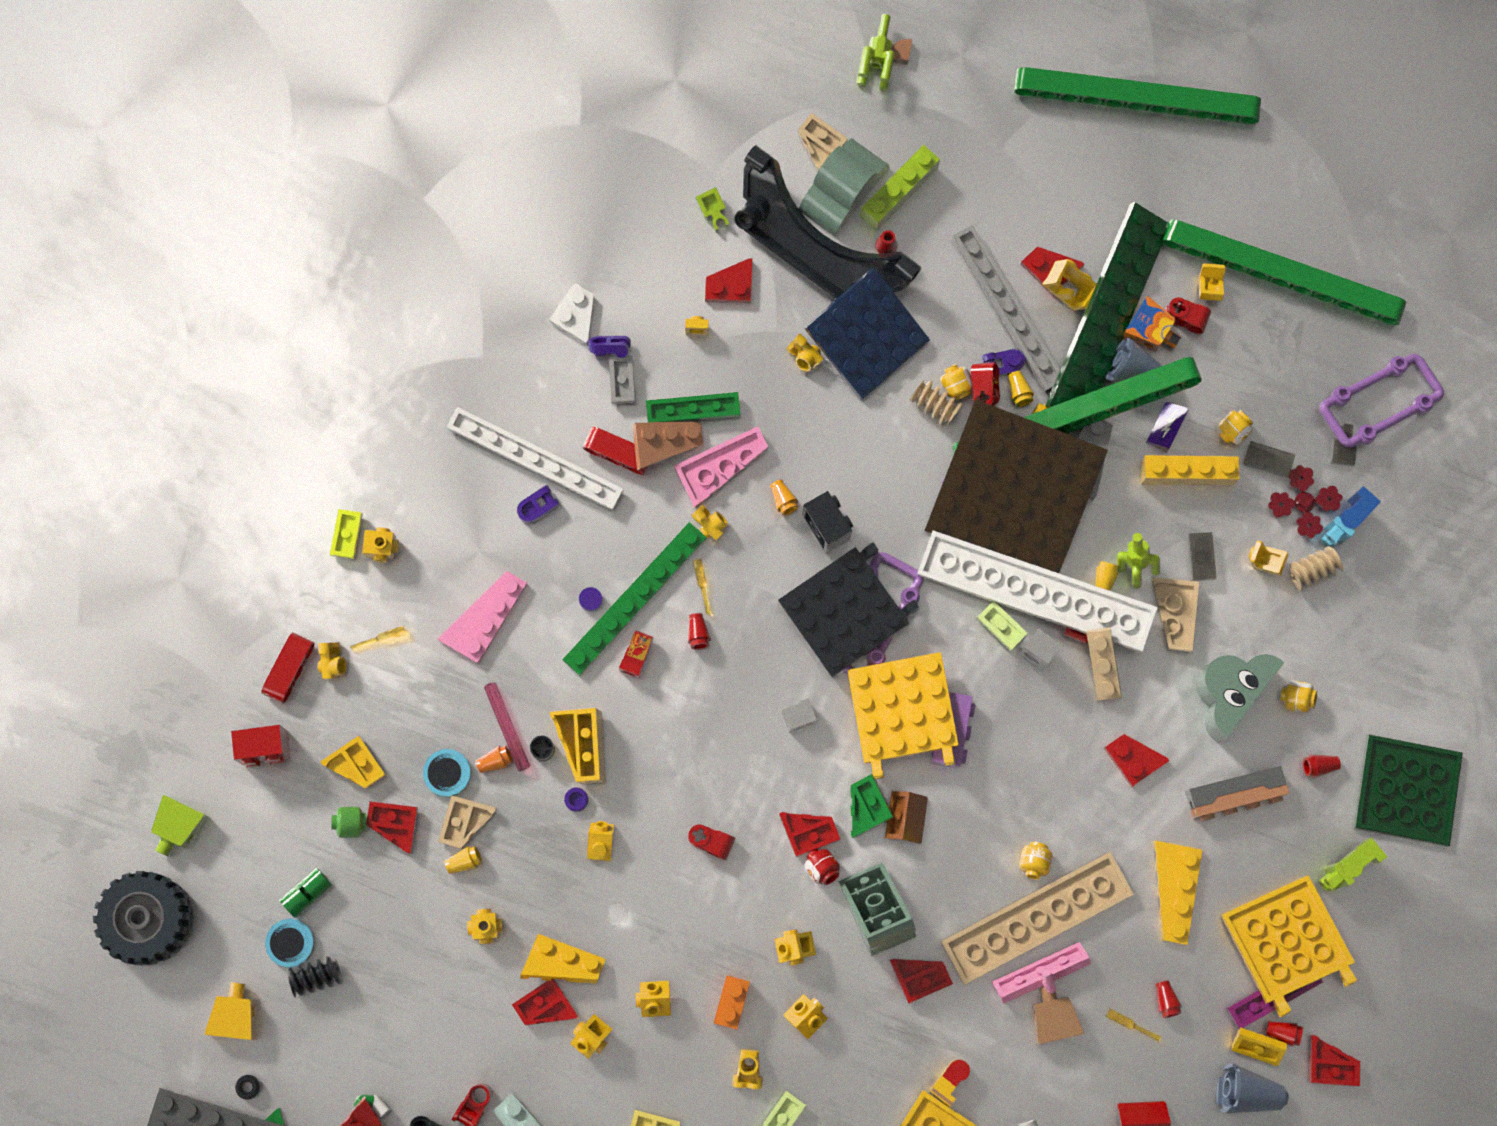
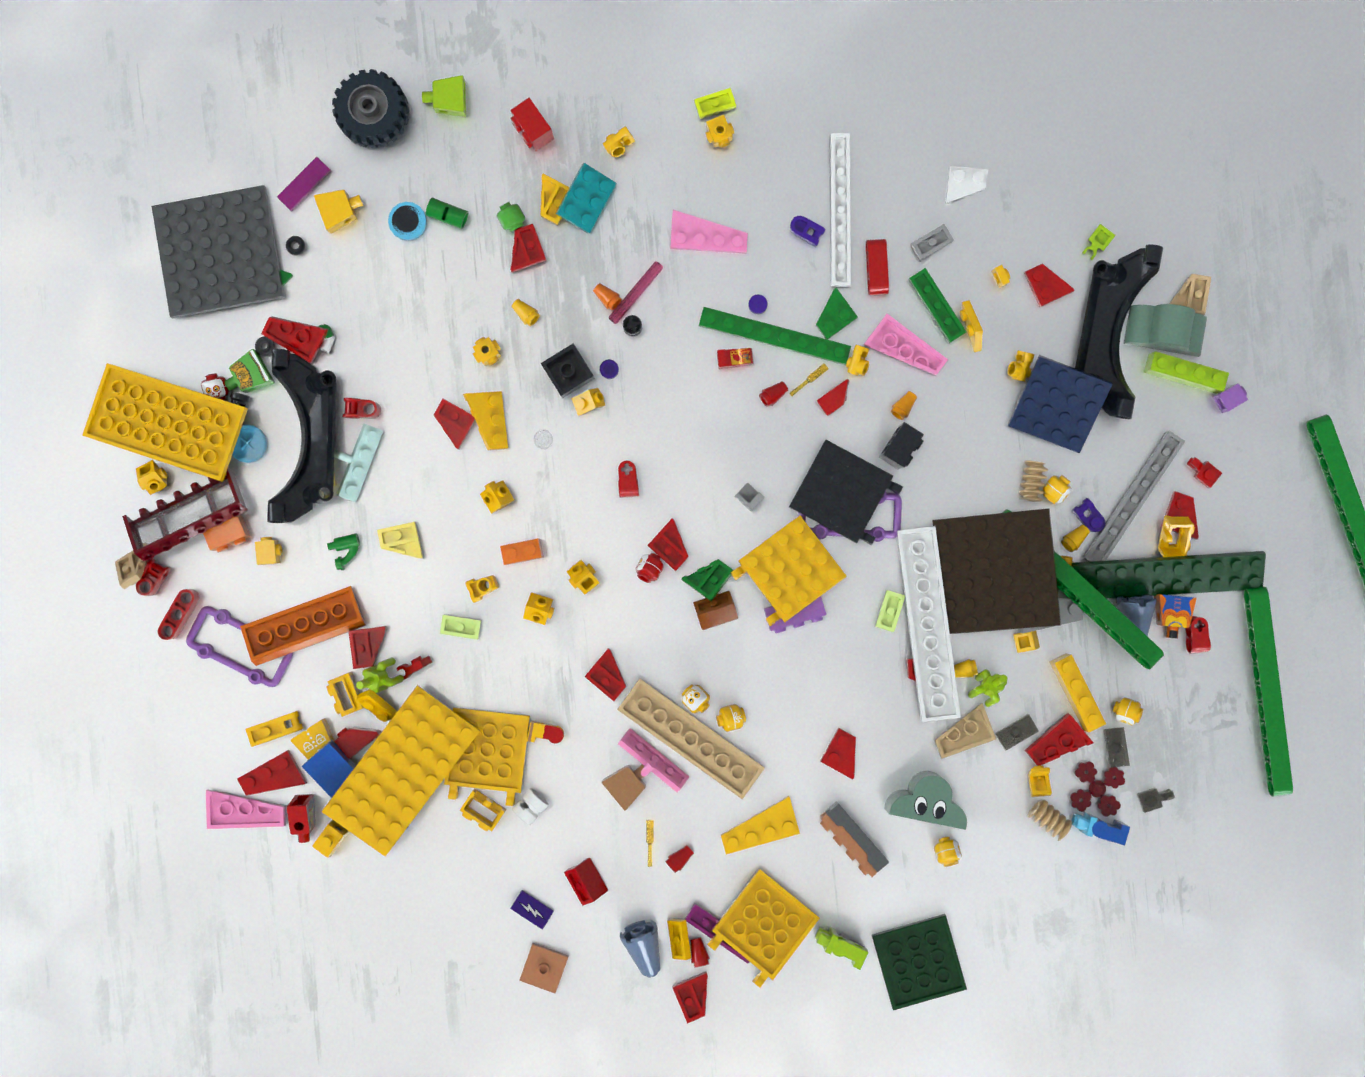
camera: 65 degrees right, 10 degrees up
(183, 1040) = (304, 184): none -> magenta tile
(287, 667) = (597, 114): red beam -> none
(314, 976) = (392, 251): black piece -> none
(373, 727) = (586, 198): none -> teal plate
(381, 637) = (655, 170): clear yellow piece -> none
(446, 772) = (581, 267): tile -> none
(463, 821) = (552, 297): tan wing -> none
(555, 845) = (567, 370): none -> black brick
(583, 742) = (650, 352): yellow wedge -> none
(591, 1036) = (448, 465): yellow brick -> none
(609, 345) = (953, 219): dark purple plate -> none
(647, 522) = (835, 315): none -> green wing
(664, 440) = (901, 296): nougat wing -> none
(735, 382) = (972, 325): none -> yellow wing
(737, 568) = (834, 398): none -> red slope
(878, 56) = (1282, 304): lime plant -> none
(878, 909) = (638, 621): sand green brick -> none
(886, 242) = (1134, 386): red cone -> none
(902, 50) = (1295, 319): nougat tile -> none
(950, 156) = (1230, 398): none -> medium lavender brick
(986, 381) = (1067, 510): red piece -> none
(995, 889) = (695, 699): none -> head
(1016, 220) = (1205, 472): none -> red plate
(1039, 649) = (886, 646): light grey brick -> none
(1104, 663) = (899, 698): tan plate -> none
(1107, 497) = (1026, 641): none -> yellow slope
(1167, 426) = (1103, 660): slope -> none
(1211, 282) = (1232, 640): yellow bracket -> none
(1231, 513) = (1058, 740): none -> red wing
(1320, 765) = (905, 890): red cone -> none
(1366, 434) = (1236, 809): medium lavender bar -> none

